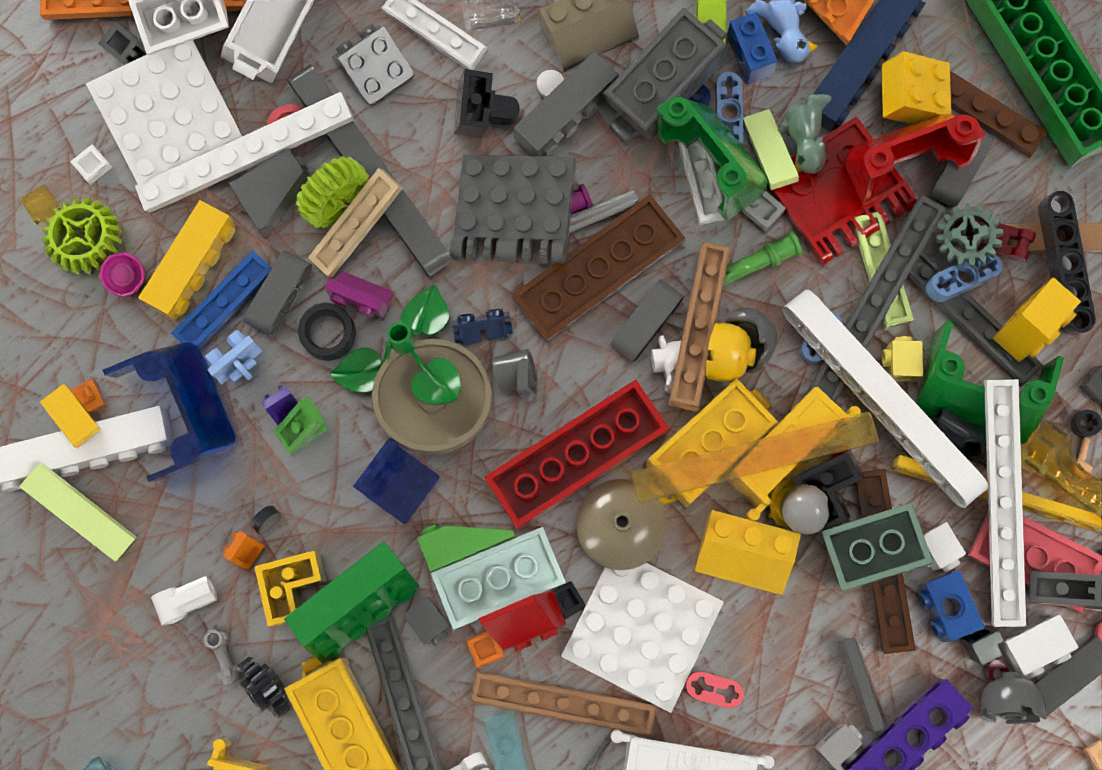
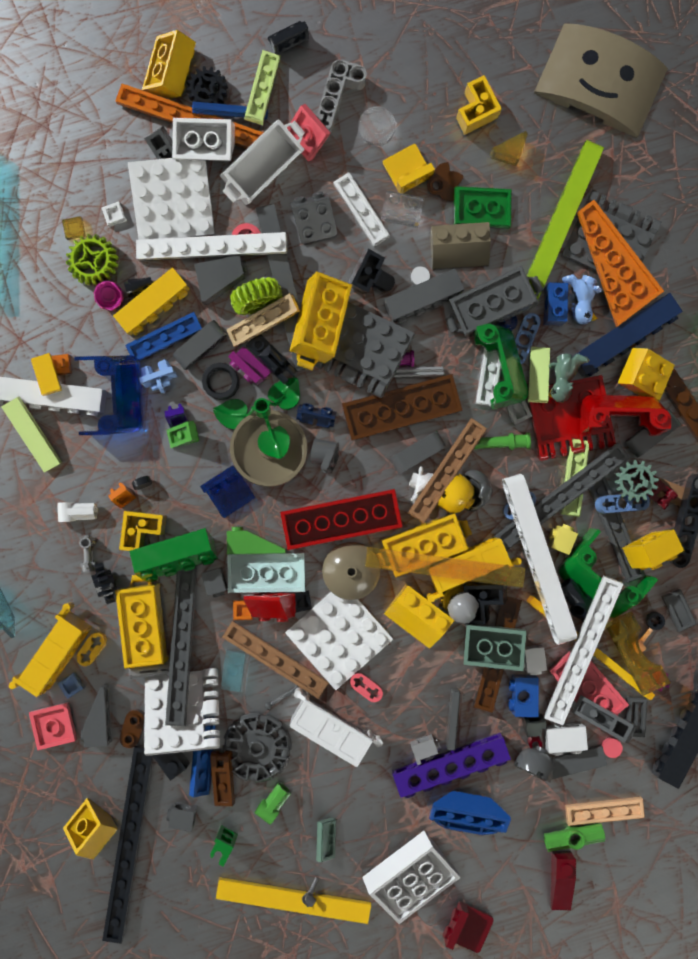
camera: 15 degrees right, 10 degrees up
(156, 247) = (136, 286): none -> black cone
(388, 271) = (271, 358): none -> black plate
(435, 189) = (320, 319): none -> yellow container

